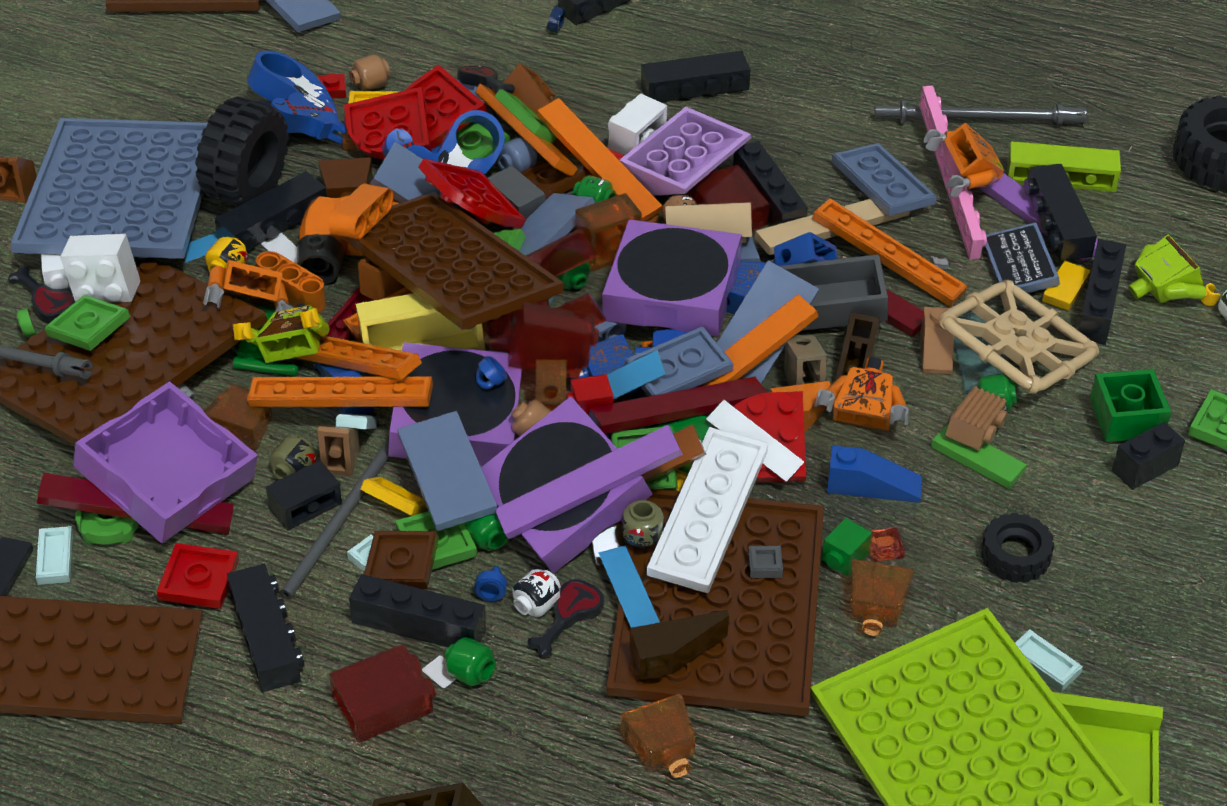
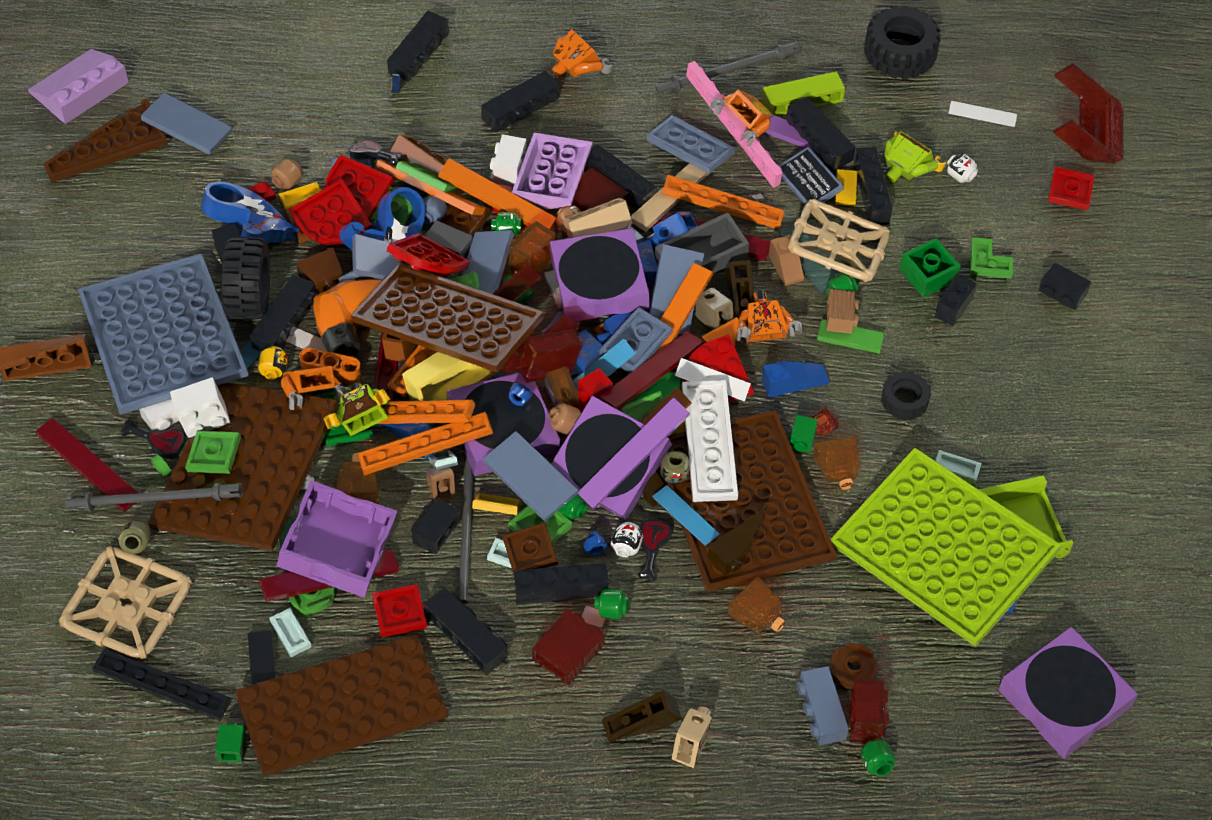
camera: 25 degrees left, 10 degrees up
(291, 456) = (412, 502): olive head -> none
(361, 211) = (366, 300): orange beam -> none
(765, 562) = (761, 464): dark grey tile -> none
(792, 49) = (577, 57): none -> orange torso

